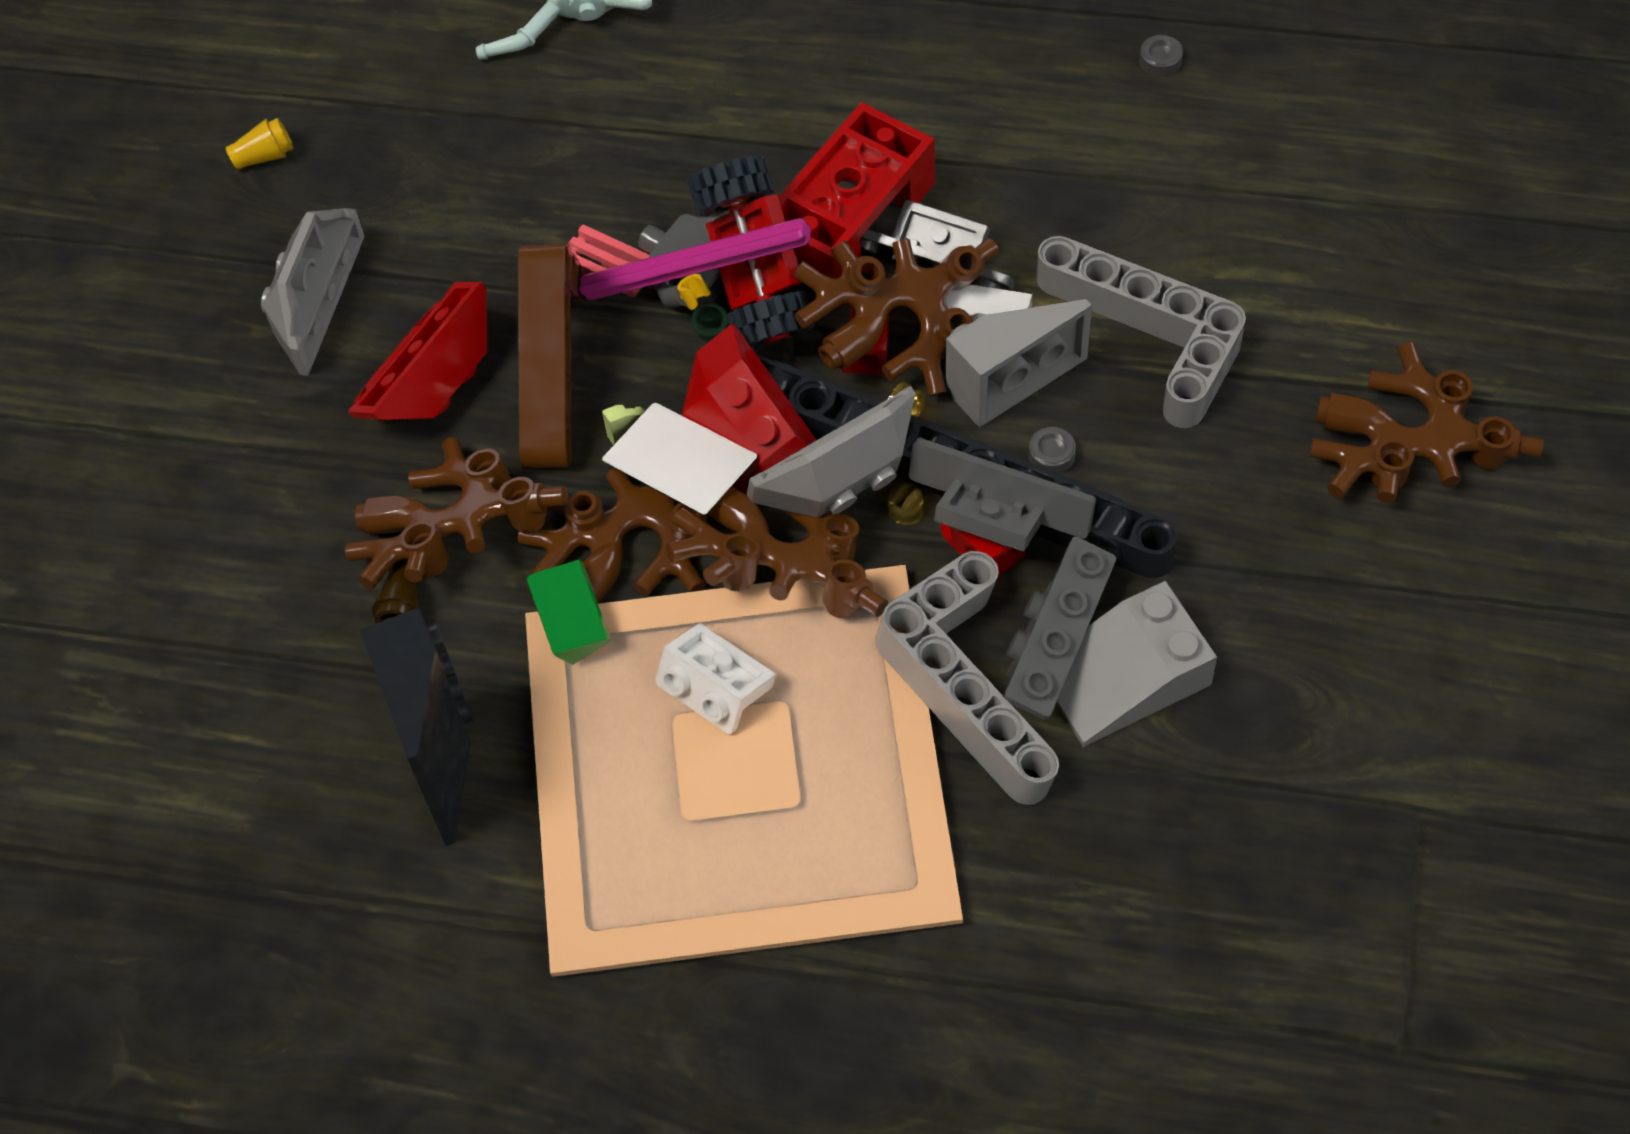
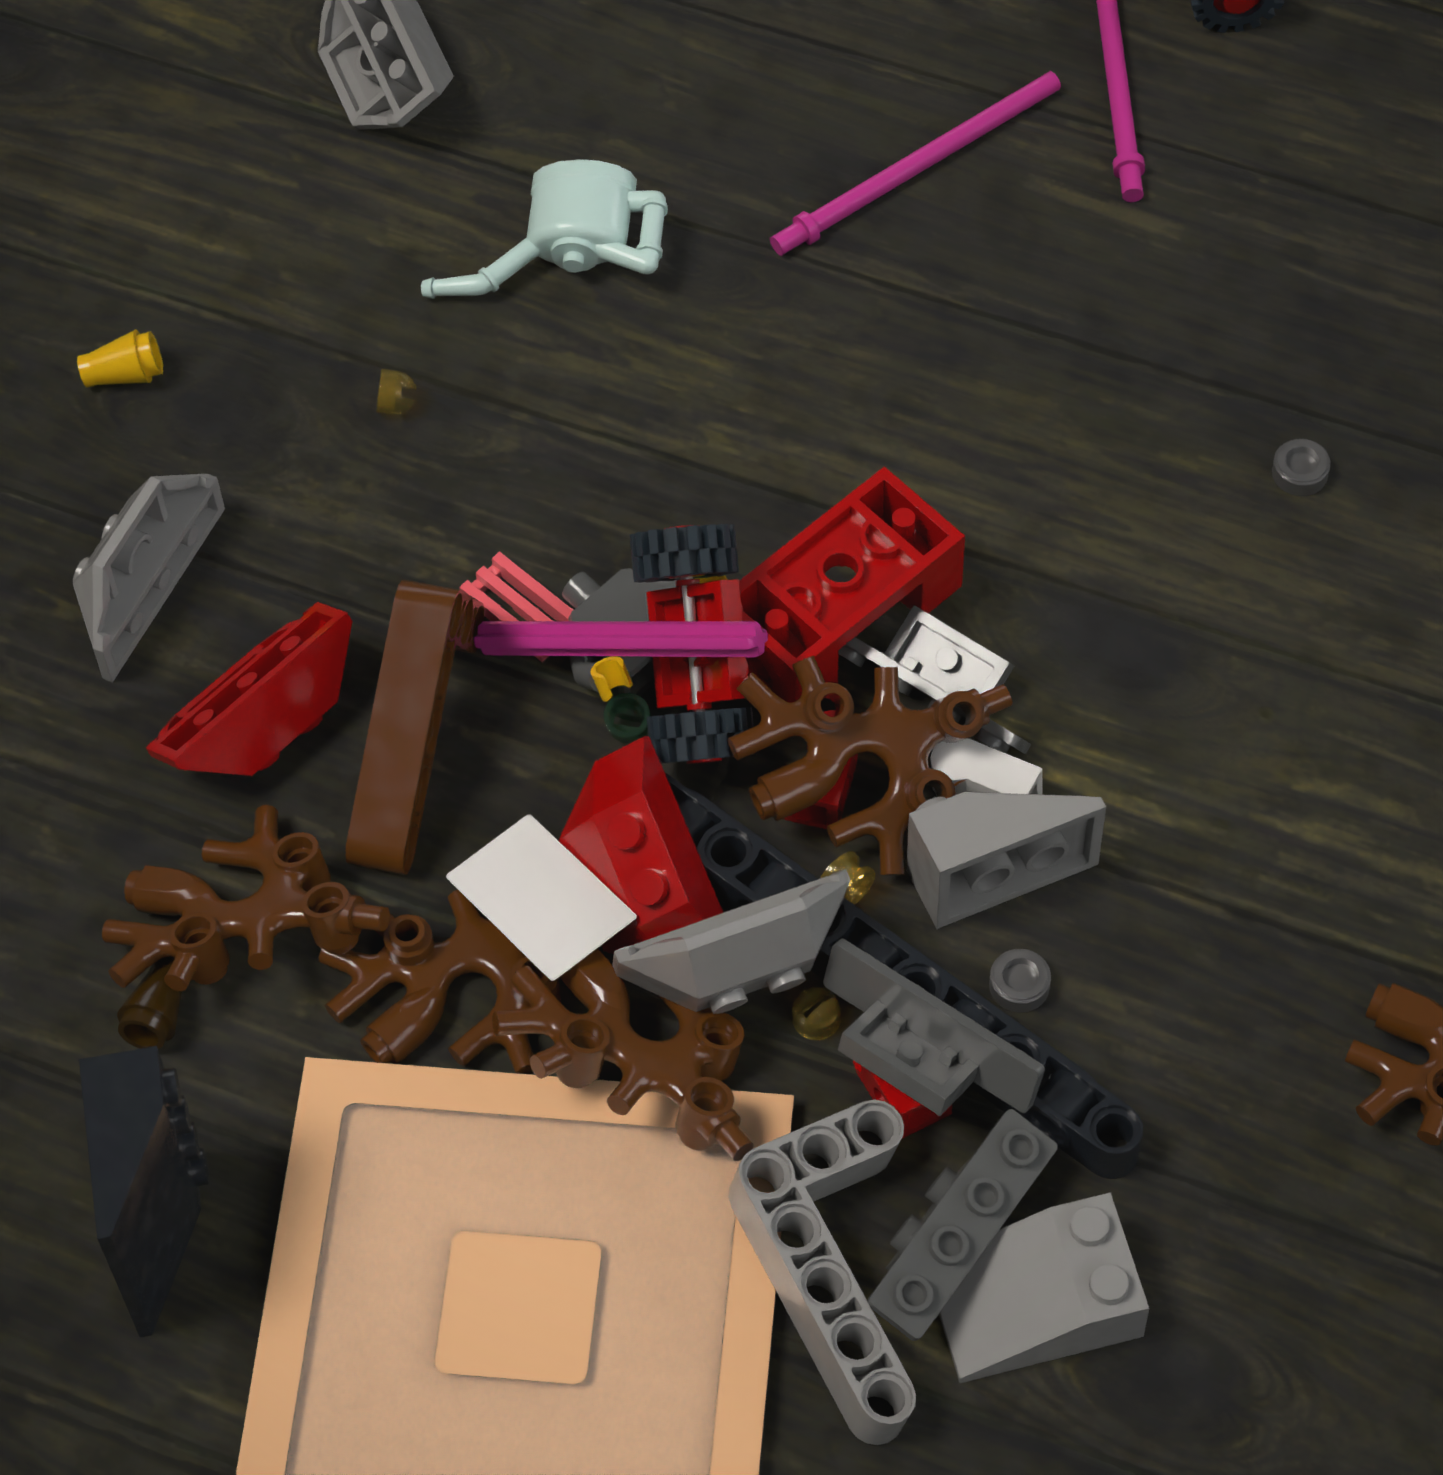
camera: 10 degrees right, 0 degrees up
(471, 128) = (389, 392): none -> clear yellow hinge
(568, 611) = (356, 1069): green slope -> none
(619, 420) = (482, 828): yellowish green tile -> none
(712, 676) = (514, 1193): white bracket -> none
(1155, 307) = (1195, 826): light grey beam -> none

